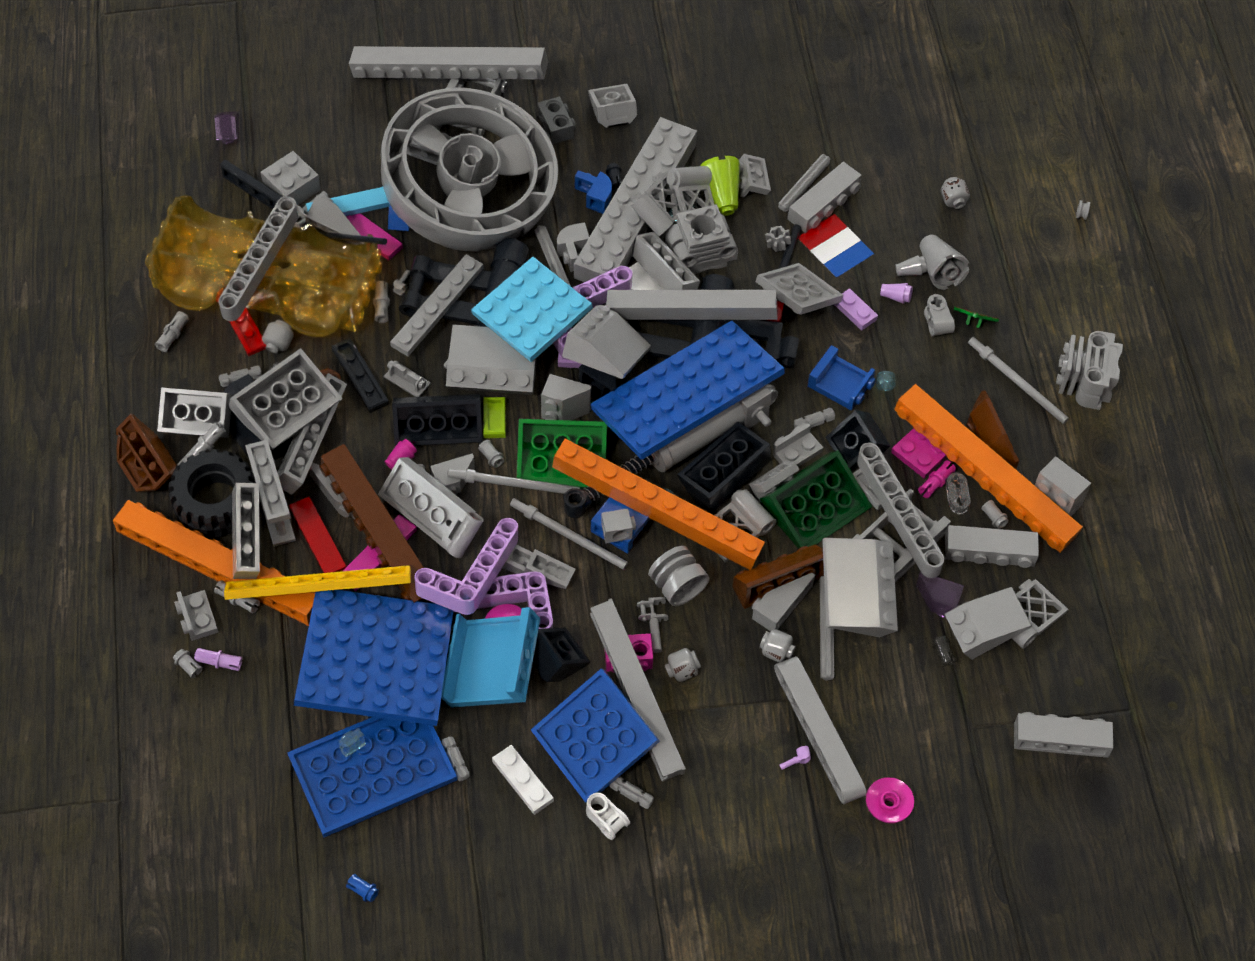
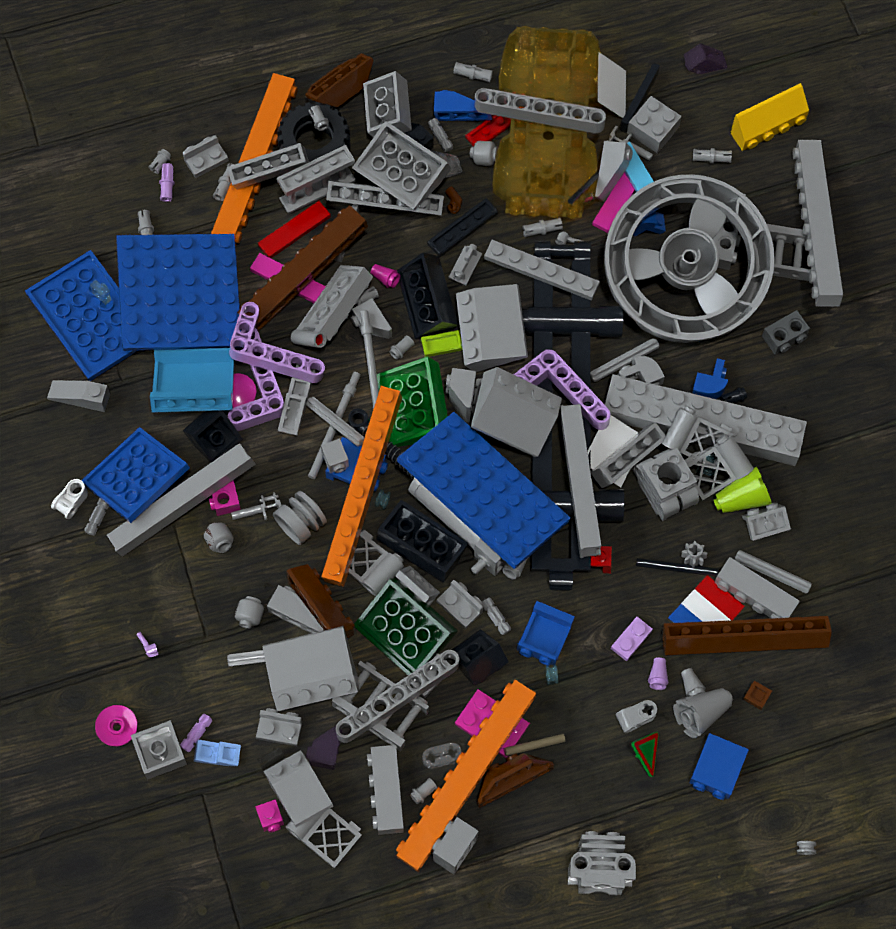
camera: 80 degrees right, 10 degrees up
(198, 471) = (321, 122): none -> light grey pin
(205, 442) = (357, 120): light grey pin -> none
(213, 350) = (456, 107): none -> blue slope
(235, 205) = (611, 85): none -> white sticker
(273, 690) = (145, 223): none -> light grey pin
(316, 83) = (770, 117): none -> yellow slope
(317, 582) = (236, 234): yellow tile -> none
(340, 141) = (712, 155): none -> light grey pin
(455, 758) = (109, 374): light grey axle -> none
(473, 790) = (80, 393): none -> light grey slope
(522, 779) = (96, 430): white plate -> none
(532, 309) = (543, 343): medium azure plate -> none
(570, 525) = (335, 421): none -> light grey axle
(613, 104) = (818, 379): light grey slope -> none
(799, 288) = (632, 578): light grey plate -> none
(820, 730) = (175, 659): light grey beam -> none
(870, 212) = (746, 635): none -> reddish brown brick
(905, 722) = (196, 732): none -> lavender axle
(910, 640) = (279, 727): none -> light grey bracket
(926, 756) = (158, 750): none -> light grey brick
(929, 217) = (757, 695): none -> reddish brown plate
(931, 704) = (217, 753): none -> light blue slope
(937, 479) = (451, 733): dark pink pin -> none
(955, 192) = (793, 716): light grey head -> none
(956, 403) = (534, 744): none -> dark tan bar
(988, 354) = (605, 768): light grey bar -> none
(999, 259) = (718, 767): none -> blue panel
(1008, 662) = (270, 816): none -> dark pink bracket
(1063, 735) = (201, 871): light grey brick -> none

